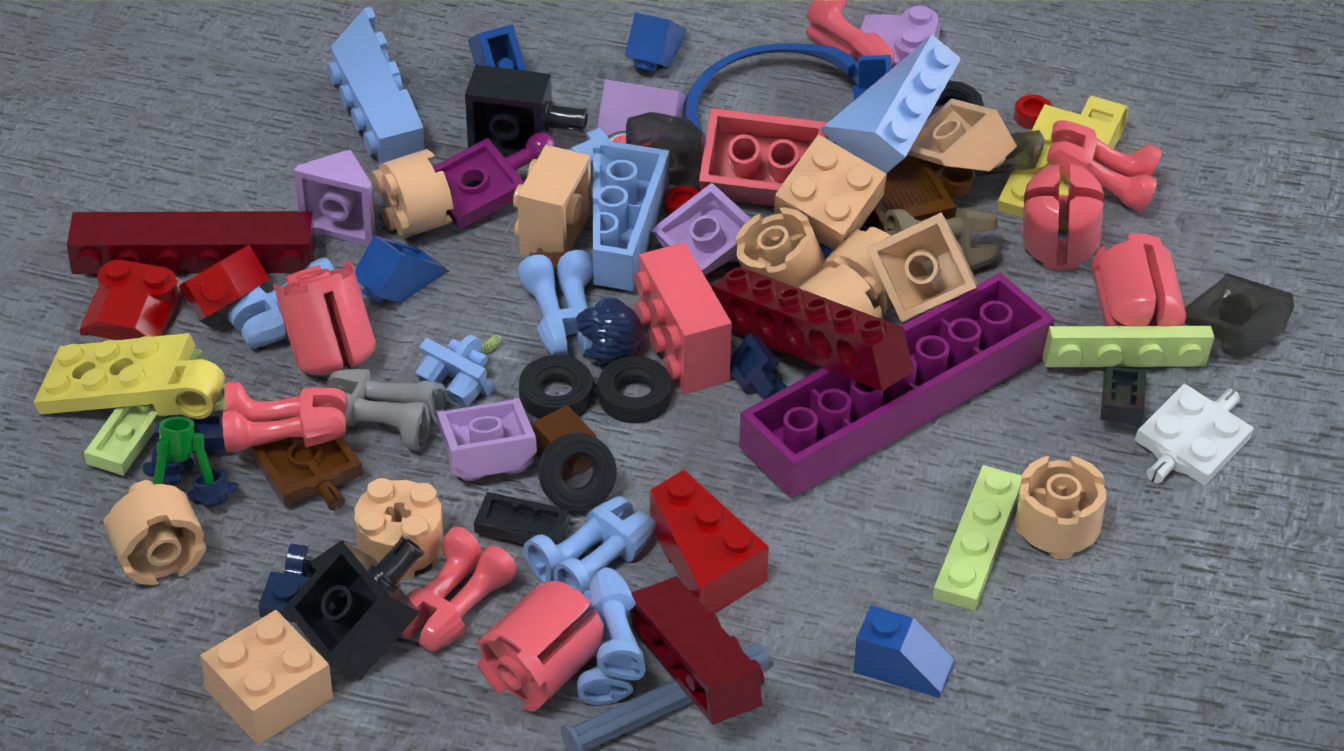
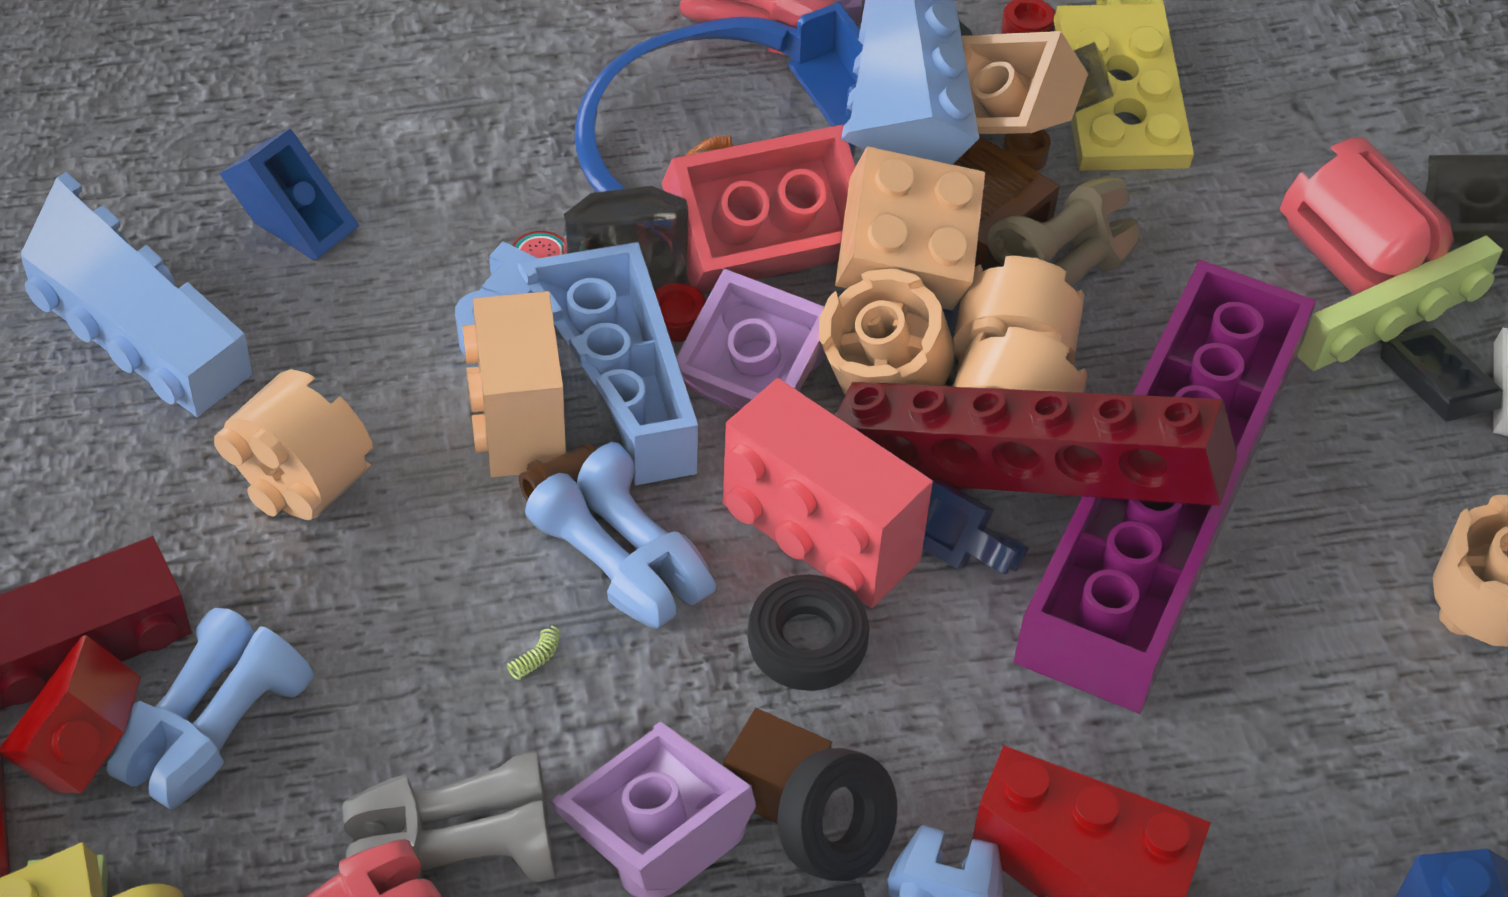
camera: 30 degrees left, 5 degrees up
(326, 319) = (289, 715): coral cylinder -> none
(338, 196) = (184, 495): lavender slope -> none
(395, 270) = (334, 583): blue slope -> none
(460, 362) = (561, 716): light blue hips -> none
(496, 174) = (407, 377): magenta plate -> none
(514, 106) = (369, 261): black brick -> none
(552, 369) = (690, 641): black tyre -> none
(612, 329) = (727, 550): dark blue hair -> none
(628, 100) = (526, 195): lavender slope -> none
(653, 41) = (486, 89): blue slope -> none
(922, 267) = (1119, 291): light nougat slope -> none
(978, 538) = (1422, 668): yellowish green plate -> none
(1078, 211) = (1212, 150): coral cylinder -> none
(1128, 173) = (1214, 66): coral piece -> none

